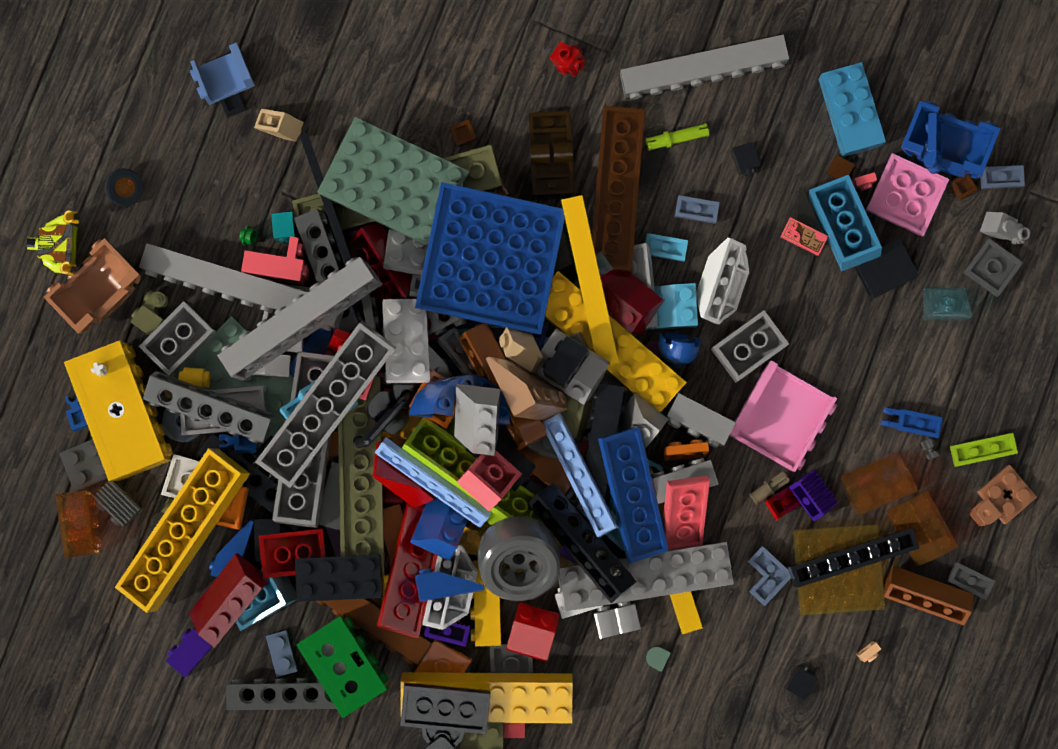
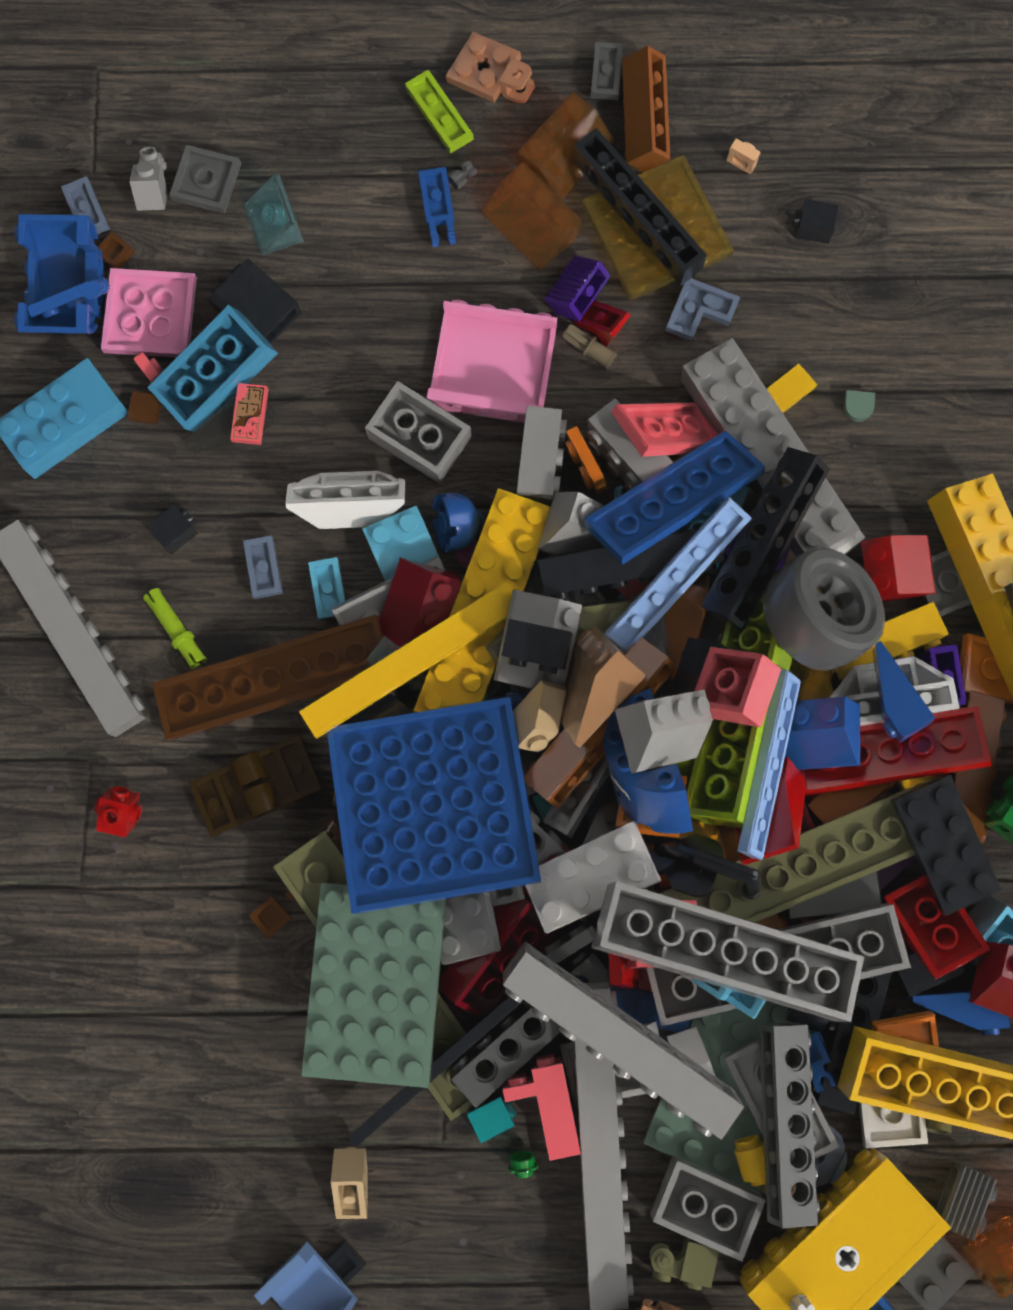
camera: 110 degrees left, 5 degrees down
(616, 620) = (844, 473): light grey brick -> none

